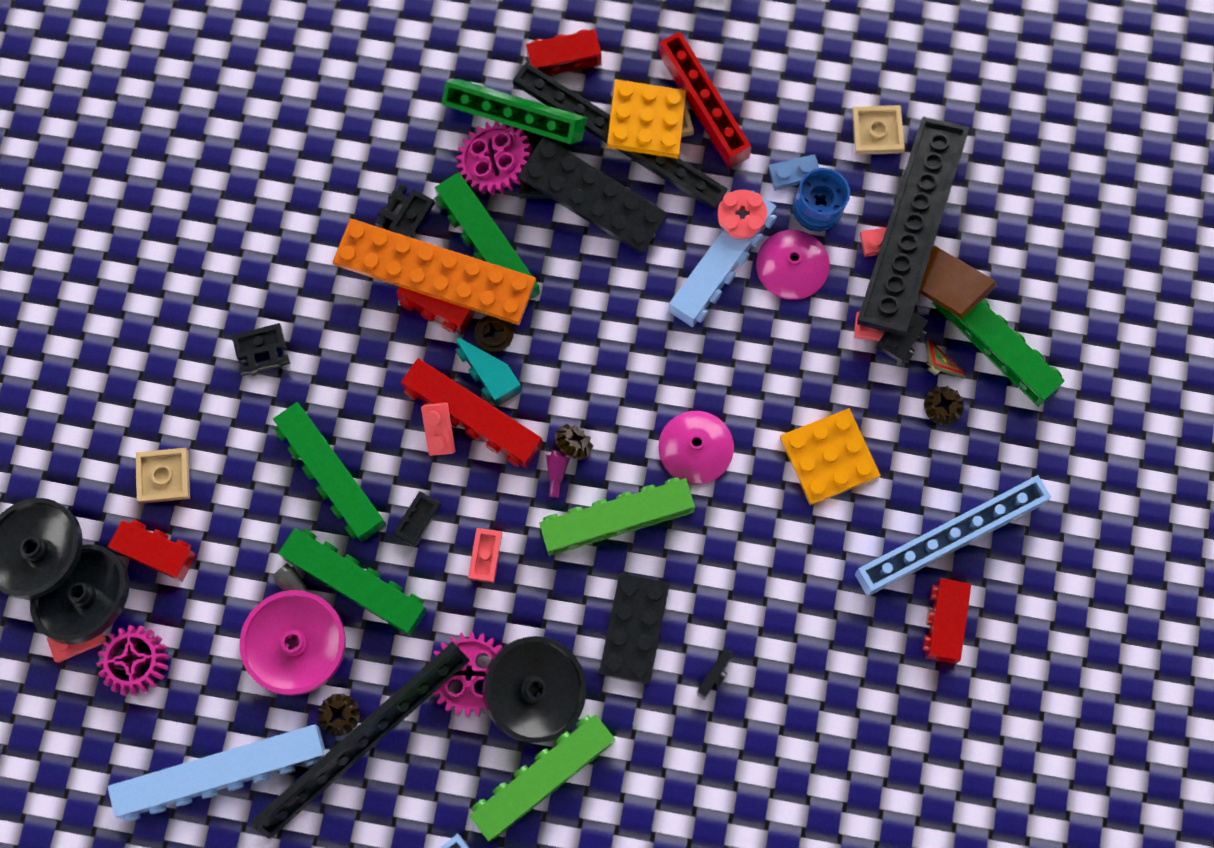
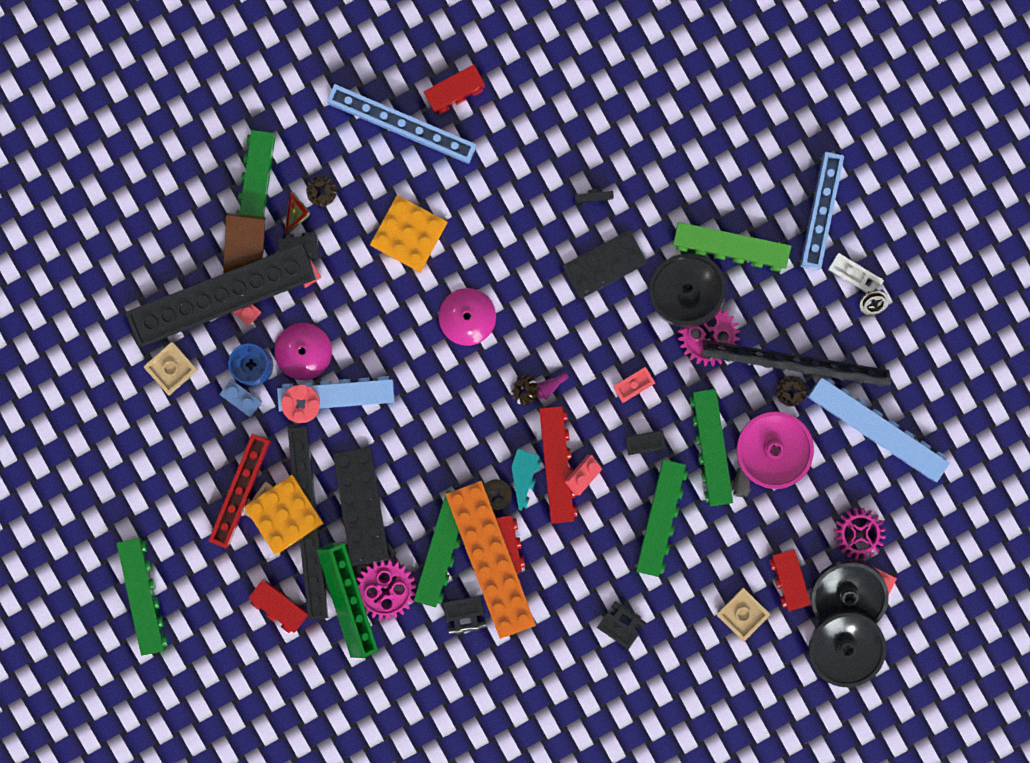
camera: 130 degrees left, 15 degrees up
(616, 516) = (549, 327): bright green brick -> none

